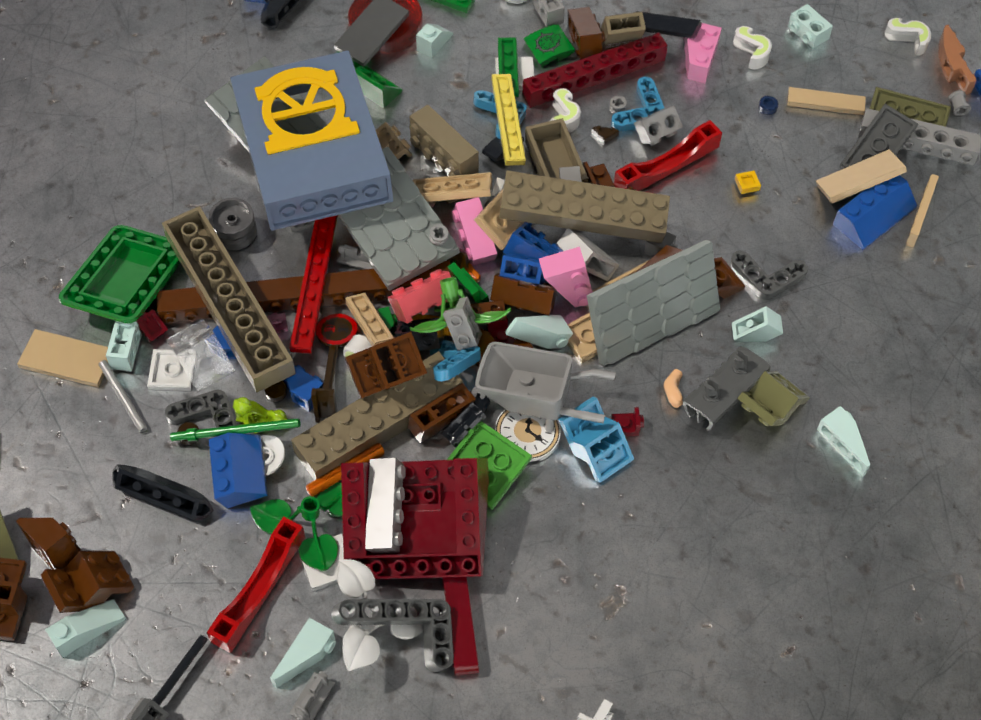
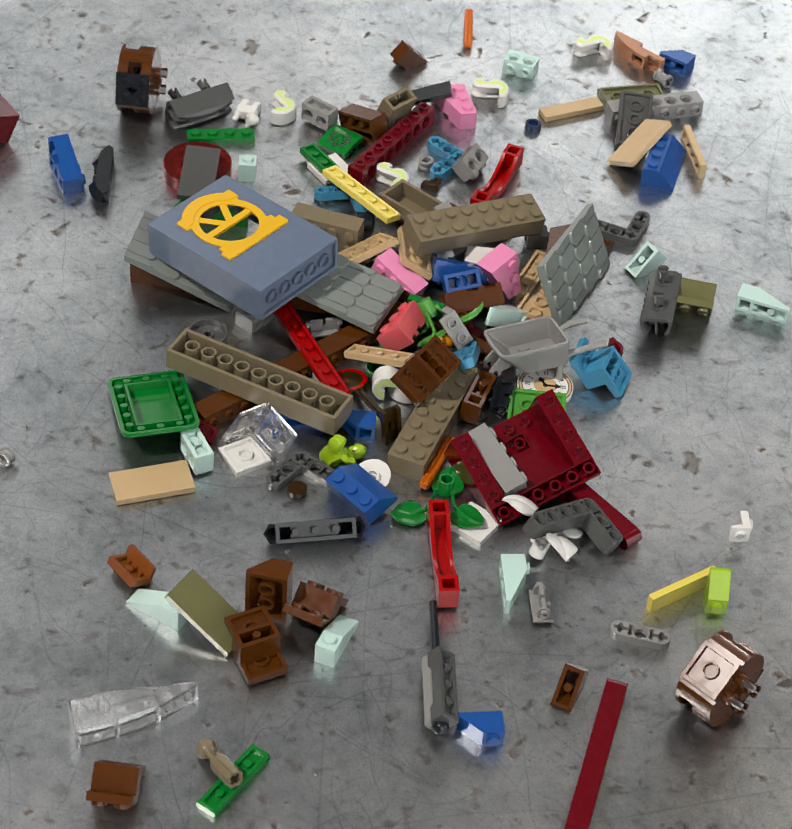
camera: 35 degrees left, 15 degrees down
(123, 396) = (224, 486): light grey bar -> none
(194, 434) = (307, 484): green bar -> none
(438, 241) = (388, 277): light grey bush -> none
(671, 388) = (621, 321): light nougat arm -> none
(747, 182) = (562, 177): yellow plate -> none

